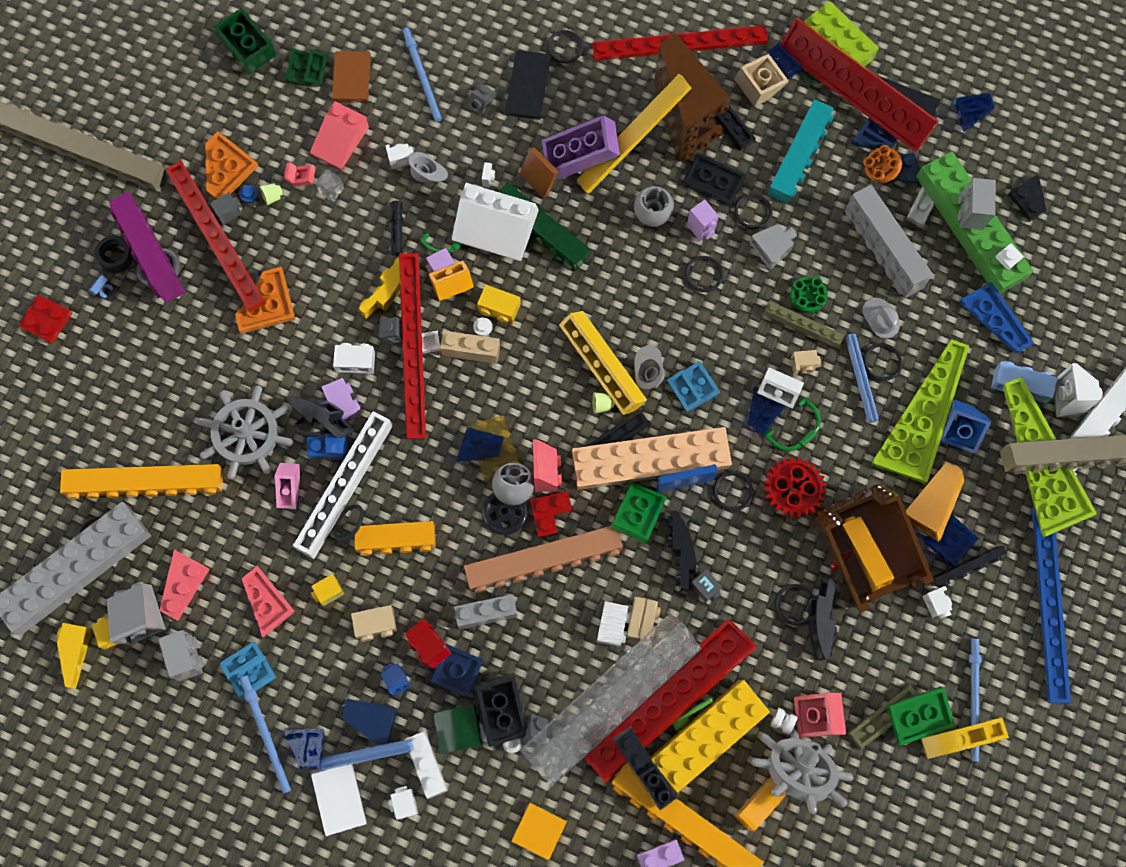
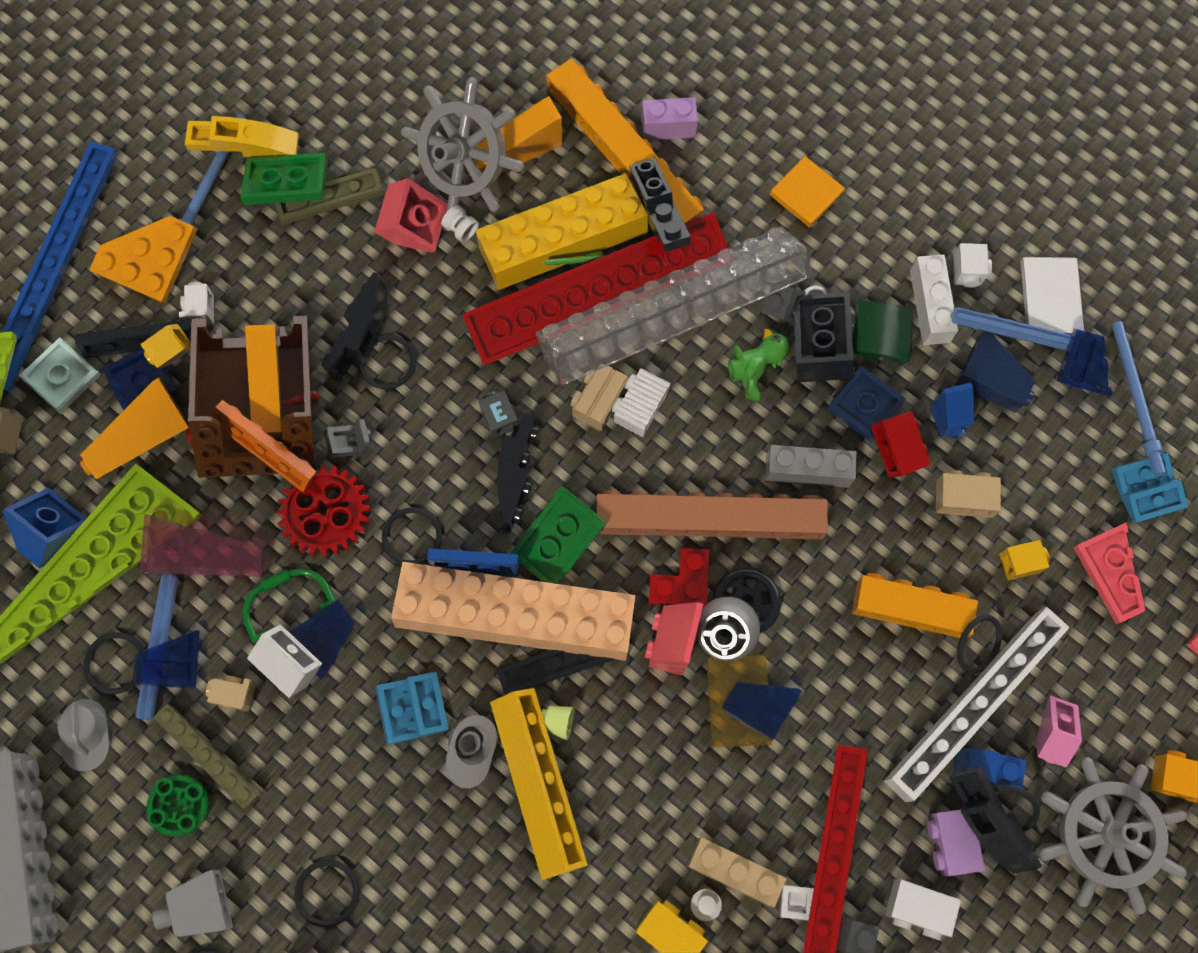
camera: 165 degrees left, 0 degrees up
(545, 674) = (751, 363): none -> bright green animal
(799, 539) = (348, 439): none -> dark grey bracket
(849, 367) = (169, 663): none -> clear blue wing
(856, 510) = (263, 446): none -> orange plate
(866, 436) = (191, 551): none -> clear pink wing
(942, 559) = (166, 346): none -> yellow brick
(988, 626) = (147, 257): none -> light orange plate
(1005, 528) = (59, 375): none -> light aqua tile

